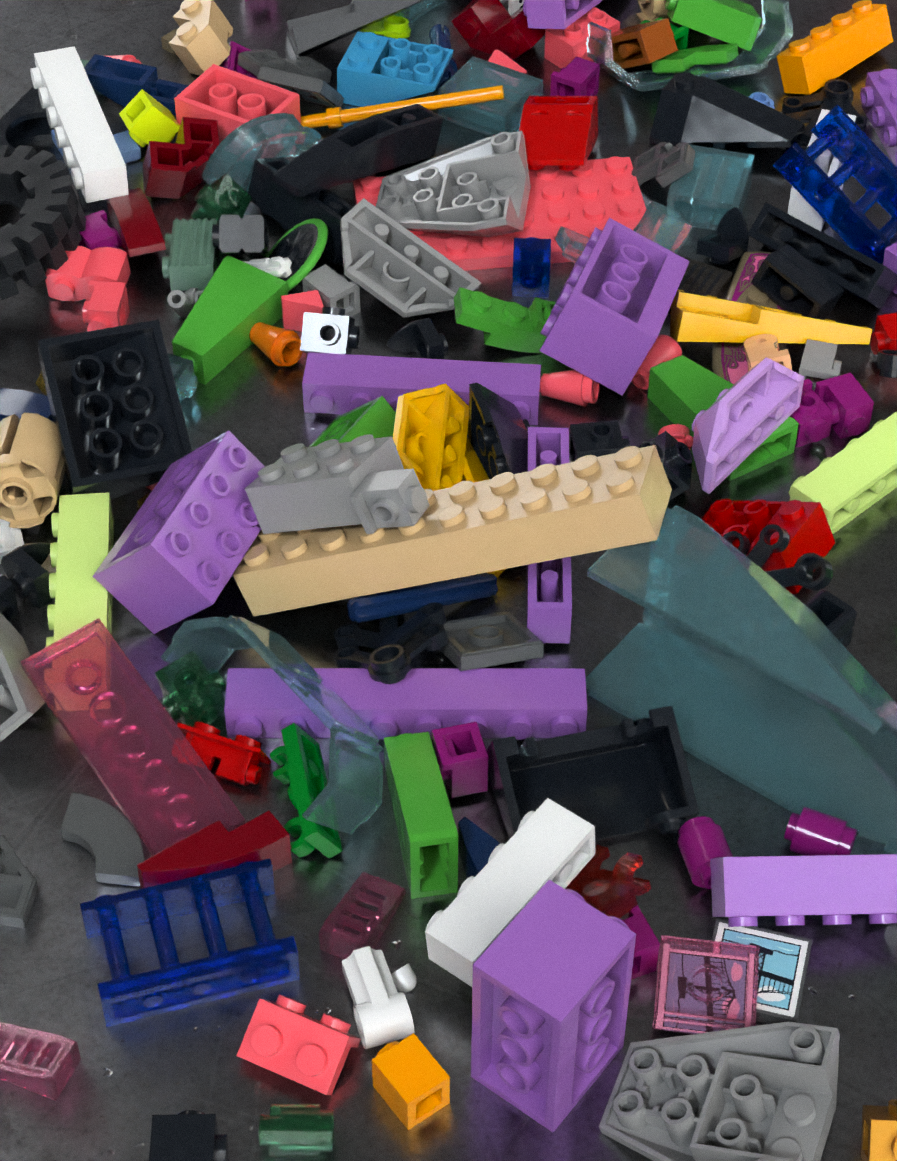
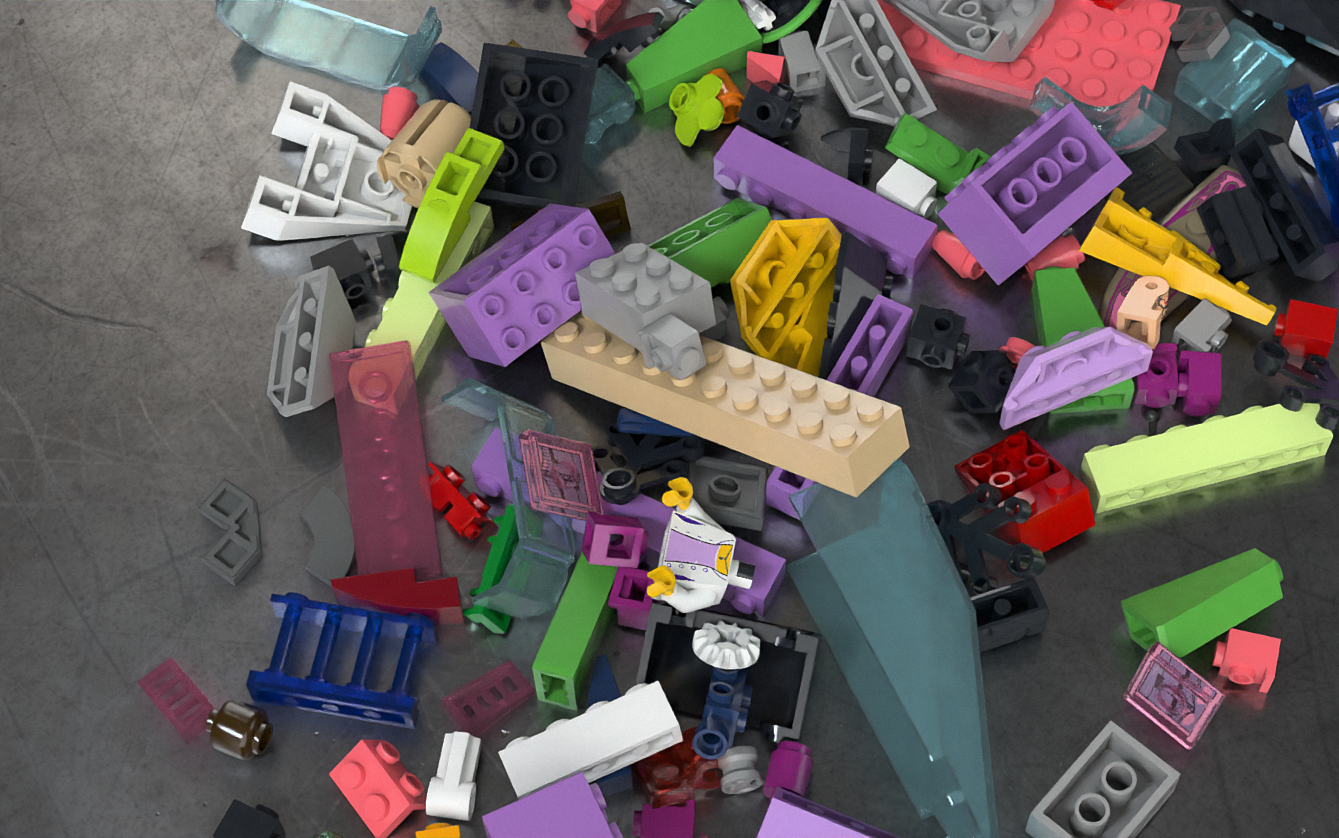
camera: 30 degrees right, 15 degrees up
(73, 493) = (447, 204): none -> lime slope
(114, 1051) = (239, 729): none -> dark brown head
(169, 311) = (626, 33): none -> black slope
(191, 690) = (457, 434): clear green brick -> none
(258, 357) = (696, 107): none -> lime plate
(330, 671) = (560, 475): none -> clear pink tile
(404, 979) = (491, 768): white piece -> none
(413, 709) = (621, 552): none -> magenta brick
(493, 347) = (908, 189): none -> white brick
(503, 689) = (695, 556): none -> torso
(531, 267) = (1001, 104): clear blue brick -> none
(583, 754) = (726, 646): none -> white gear
(618, 812) = (723, 712): none -> dark blue brick
(660, 869) = (740, 770): none -> light grey wheel
(819, 834) = (893, 804): magenta brick -> none

